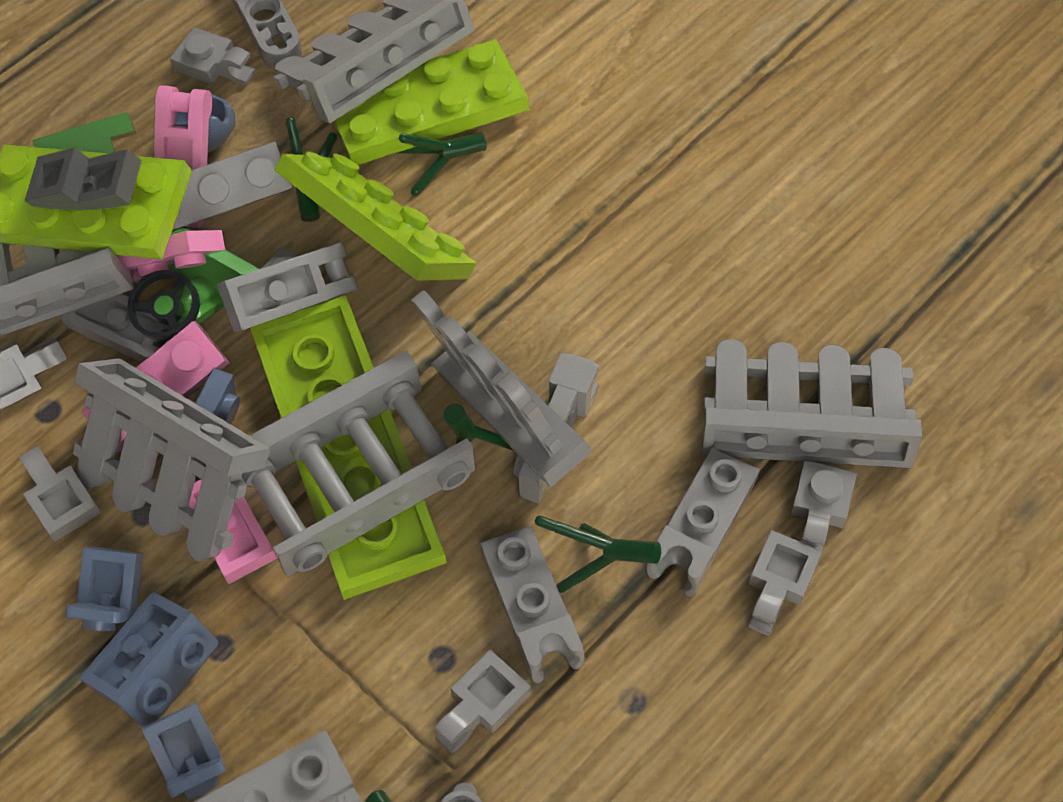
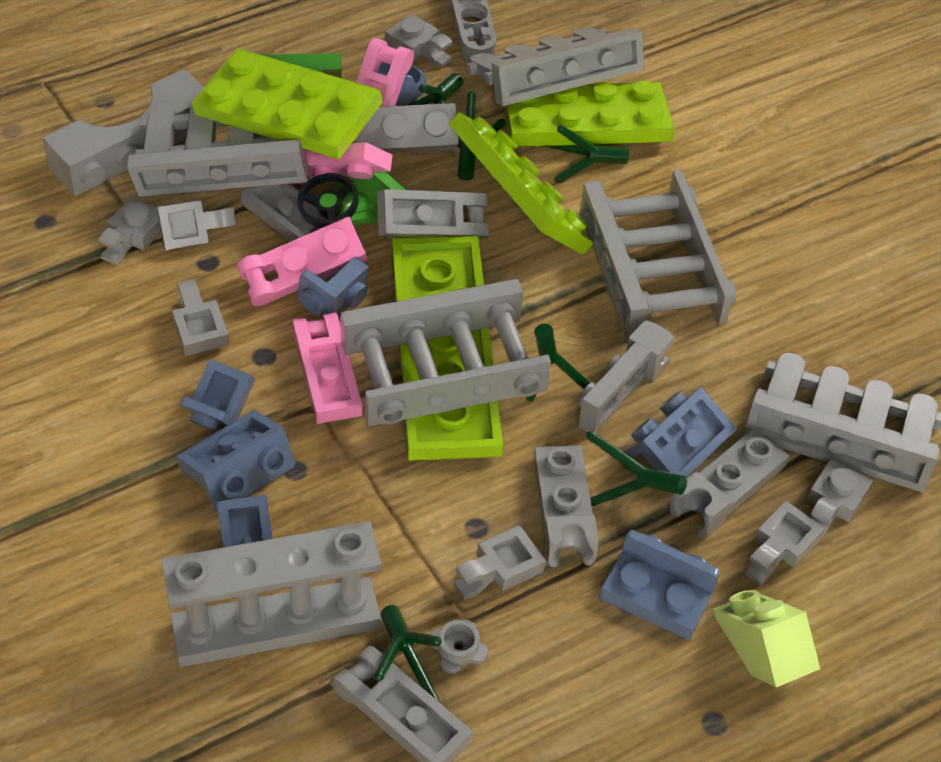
camera: 10 degrees right, 10 degrees down
(82, 183) = (290, 84): dark grey slope -> none
(179, 429) = (322, 291): light grey fence -> none
(251, 124) = (440, 93): none -> dark green plant
(502, 398) = (585, 330): light grey fence -> none
(521, 295) = (623, 273): none -> light grey fence
(636, 481) = (683, 435): none -> sand blue bracket
(662, 673) = (660, 584): none -> sand blue bracket
(797, 705) = (769, 637): none -> yellowish green slope

